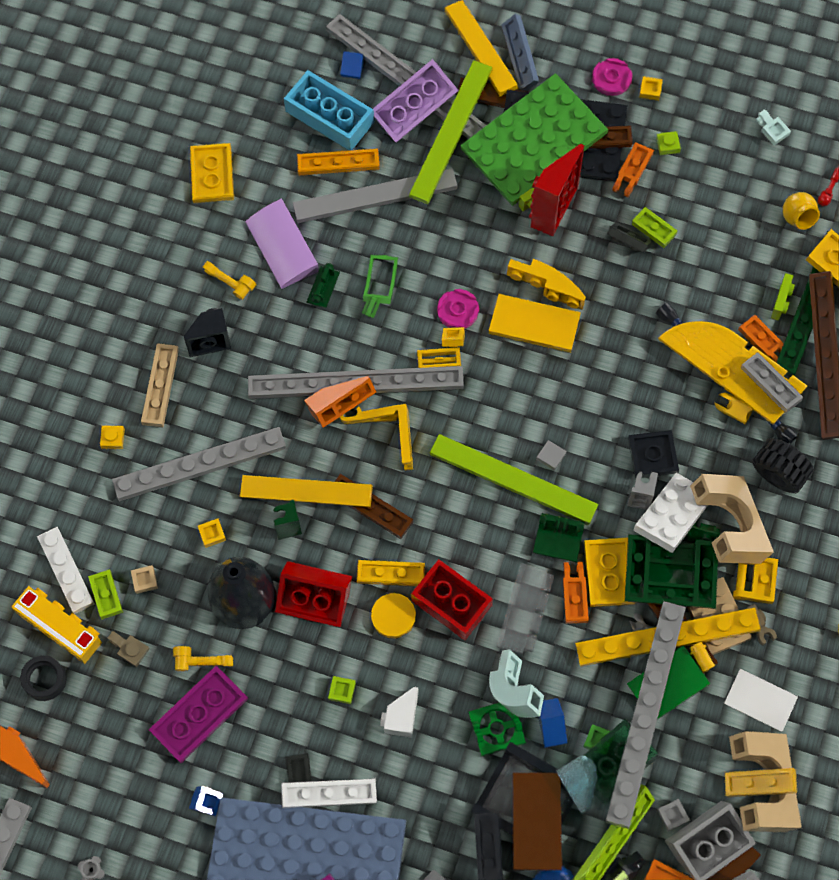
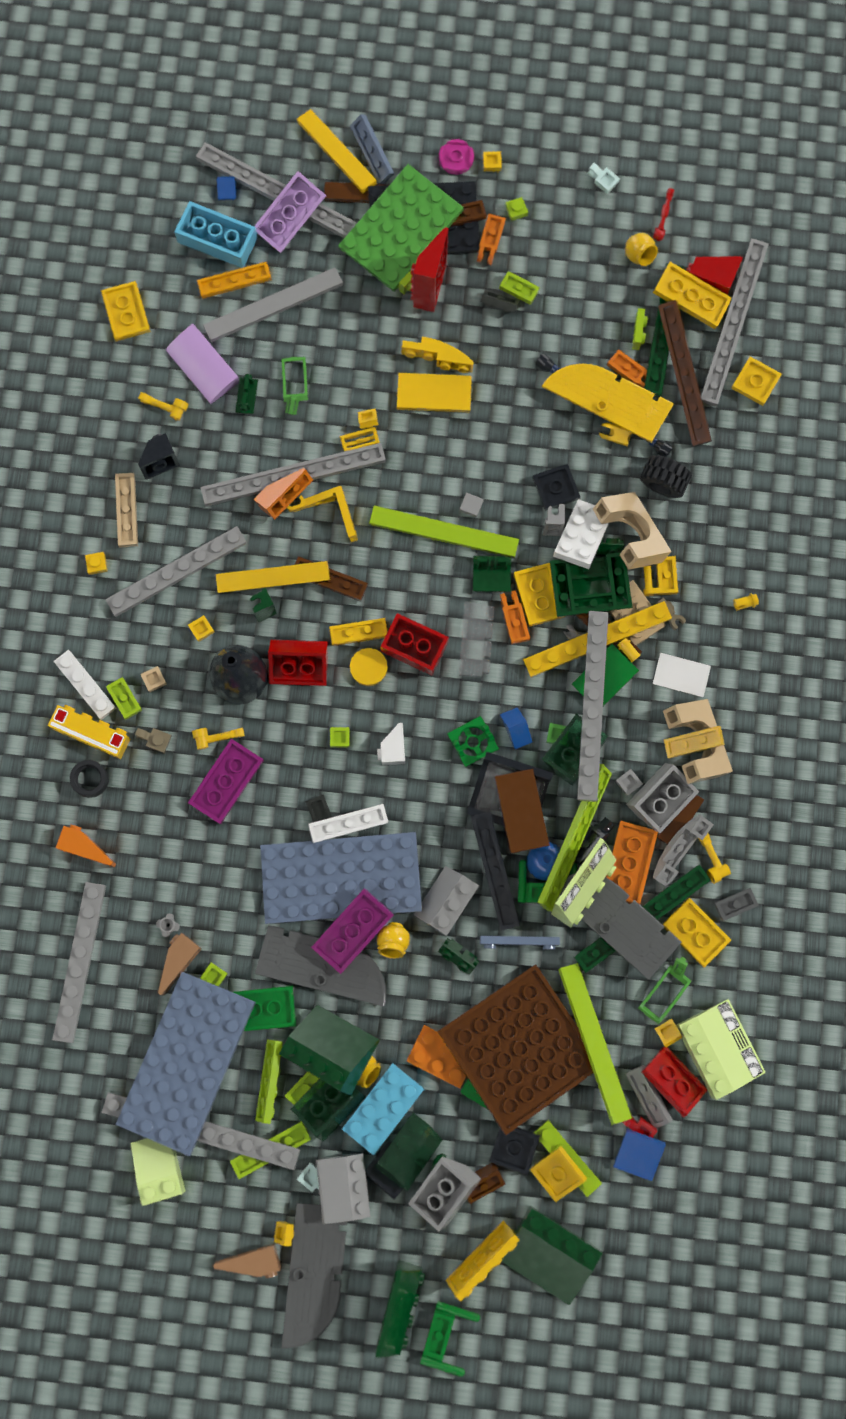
camera: 15 degrees left, 10 degrees up
(205, 800) = (248, 850): blue slope -> none
(450, 132) = (327, 234): lime tile -> none
(458, 309) = (366, 392): dark pink tile -> none
(520, 700) = (490, 716): light aqua arch -> none
(580, 781) = (550, 772): clear light blue slope -> none
(772, 382) = (644, 407): light grey plate -> none

